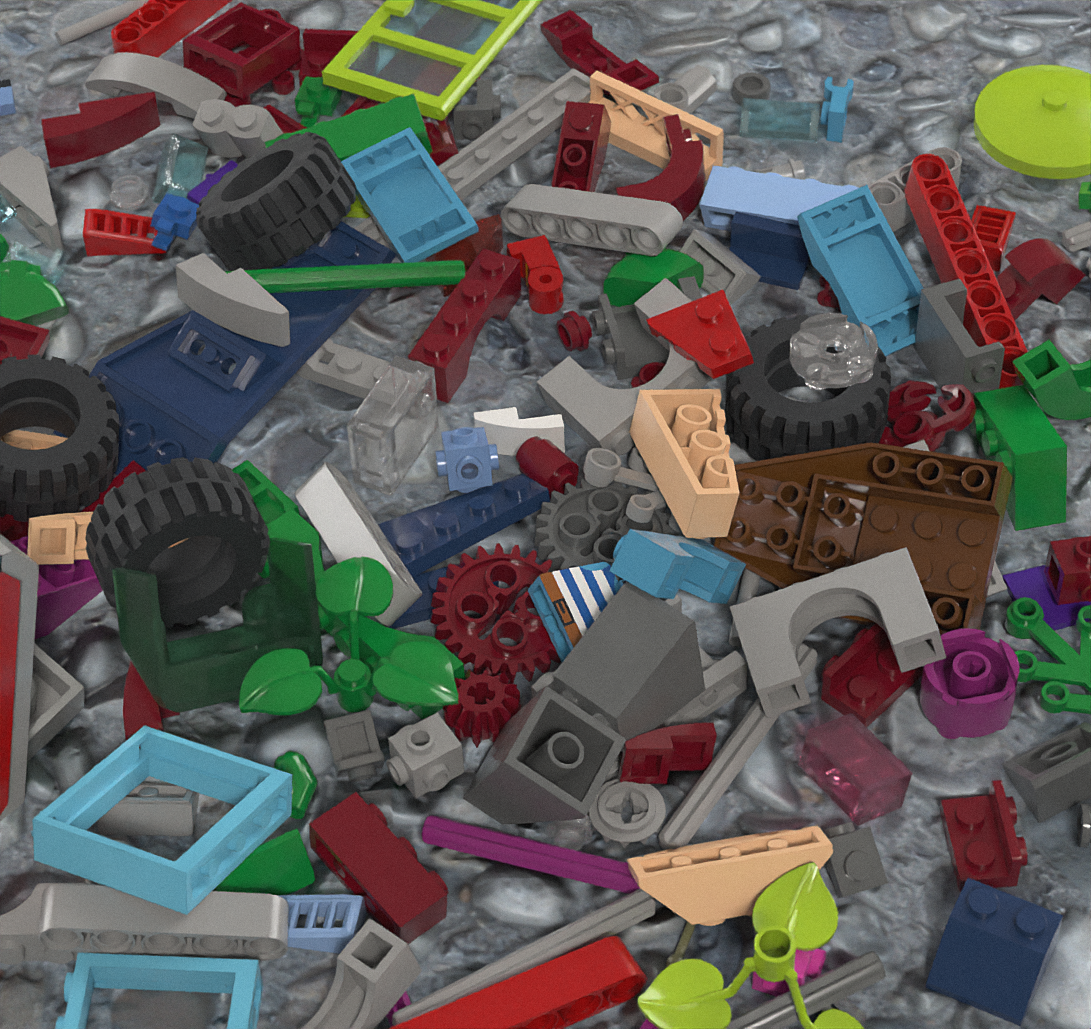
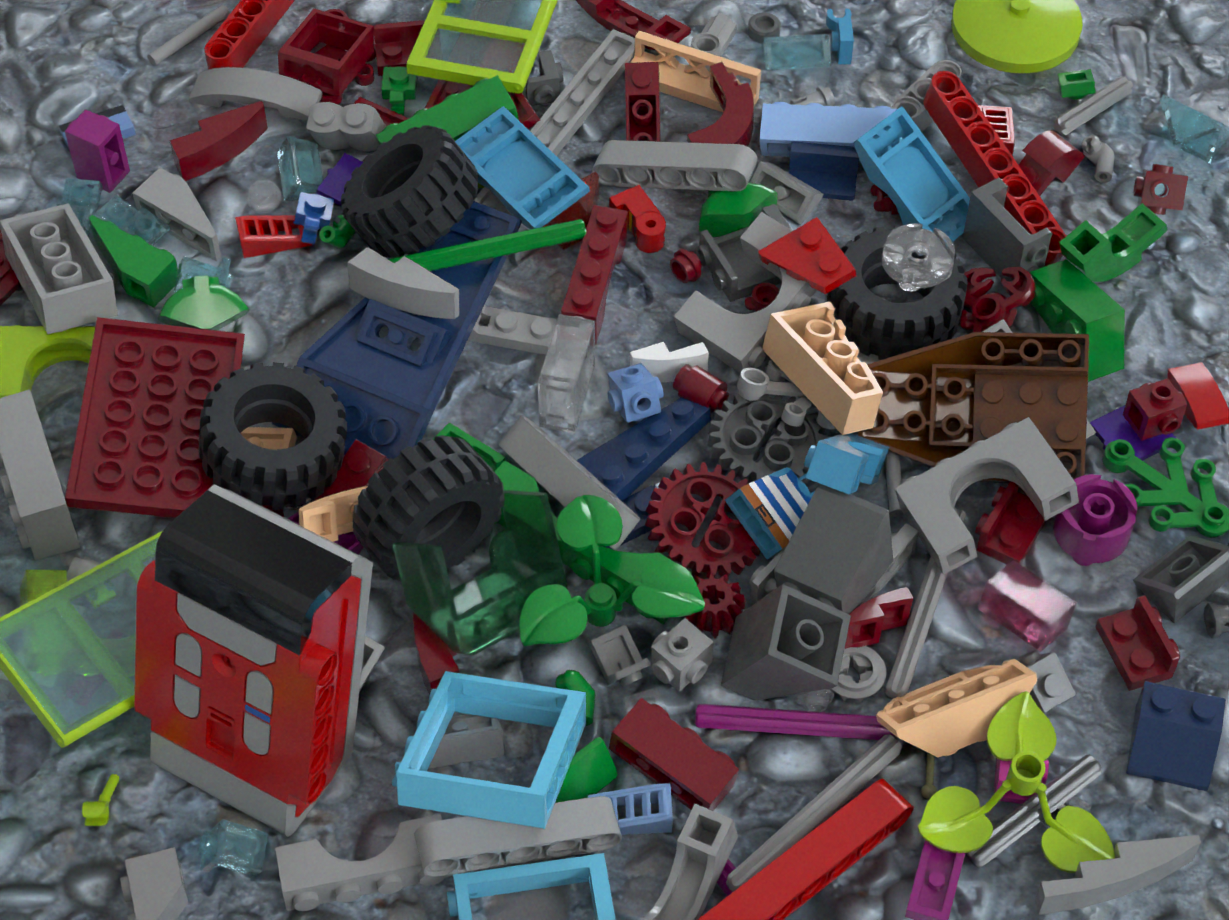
camera: 15 degrees left, 5 degrees up
(190, 245) = (339, 234): none -> green arm

